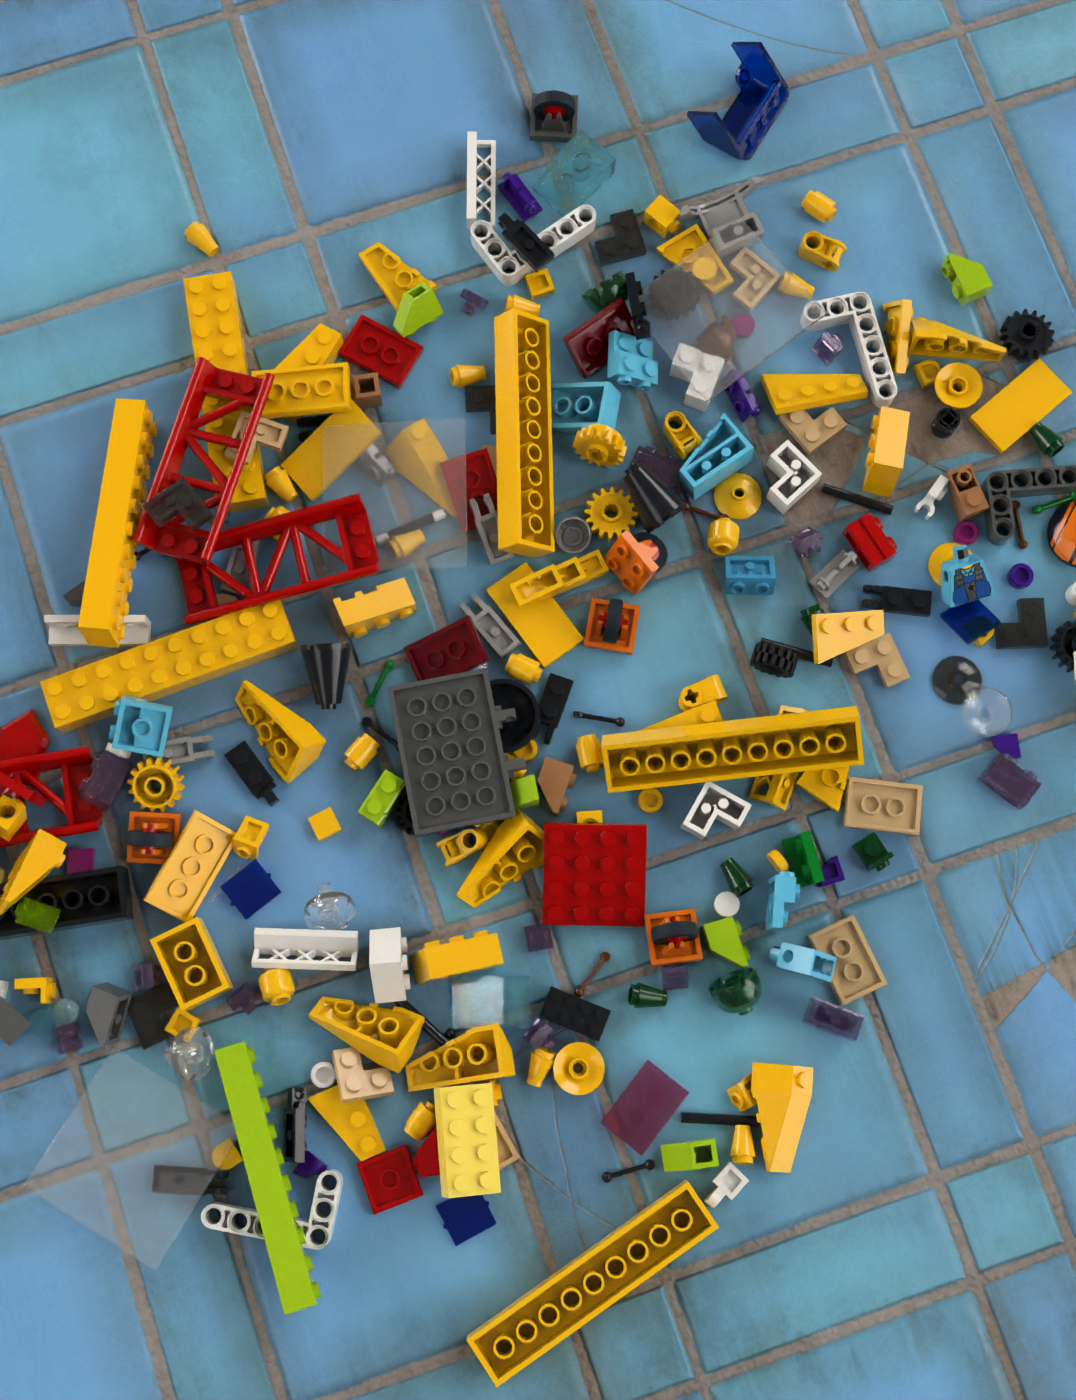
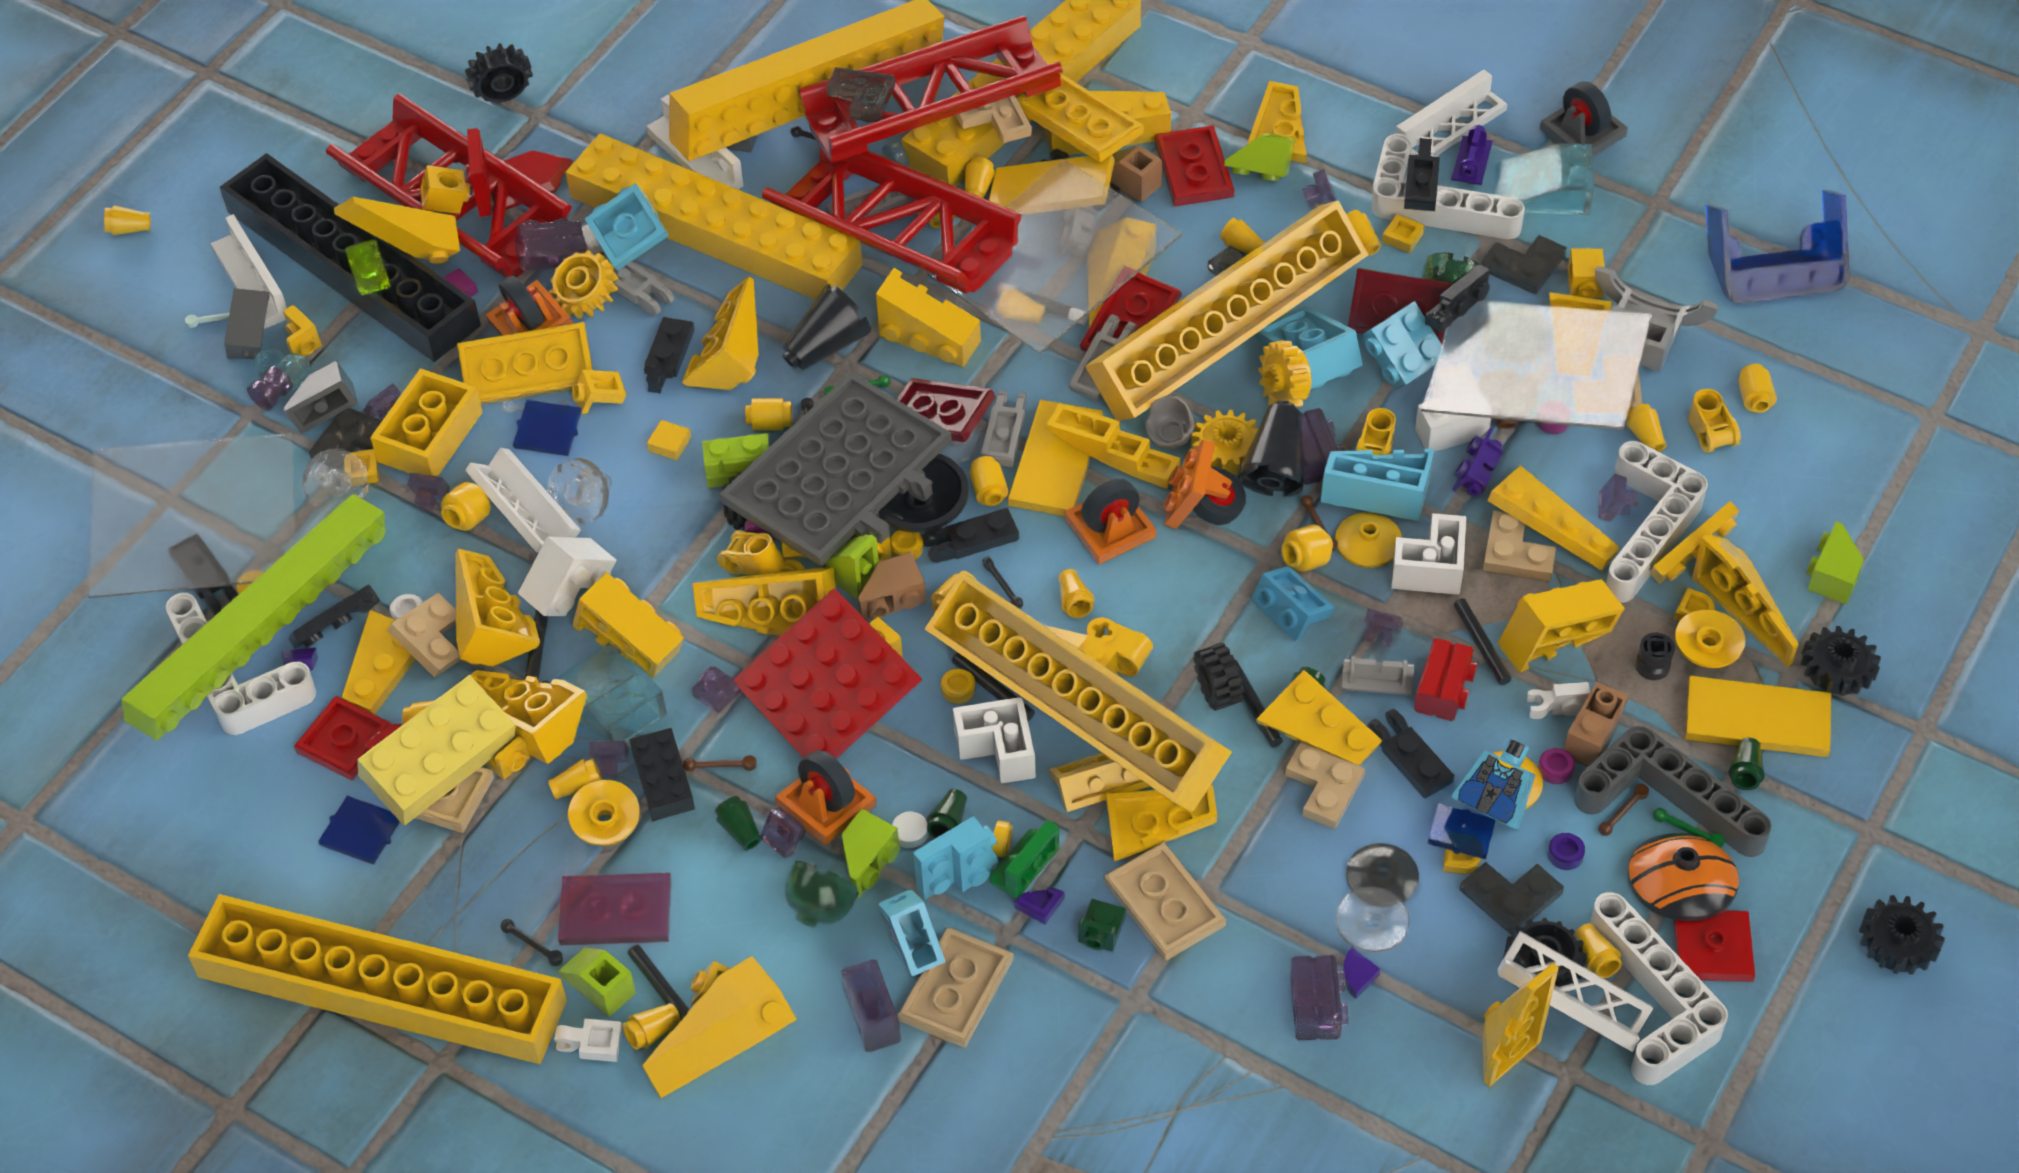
camera: 55 degrees right, 25 degrees down
(644, 686) = (1075, 596): none -> yellow cone

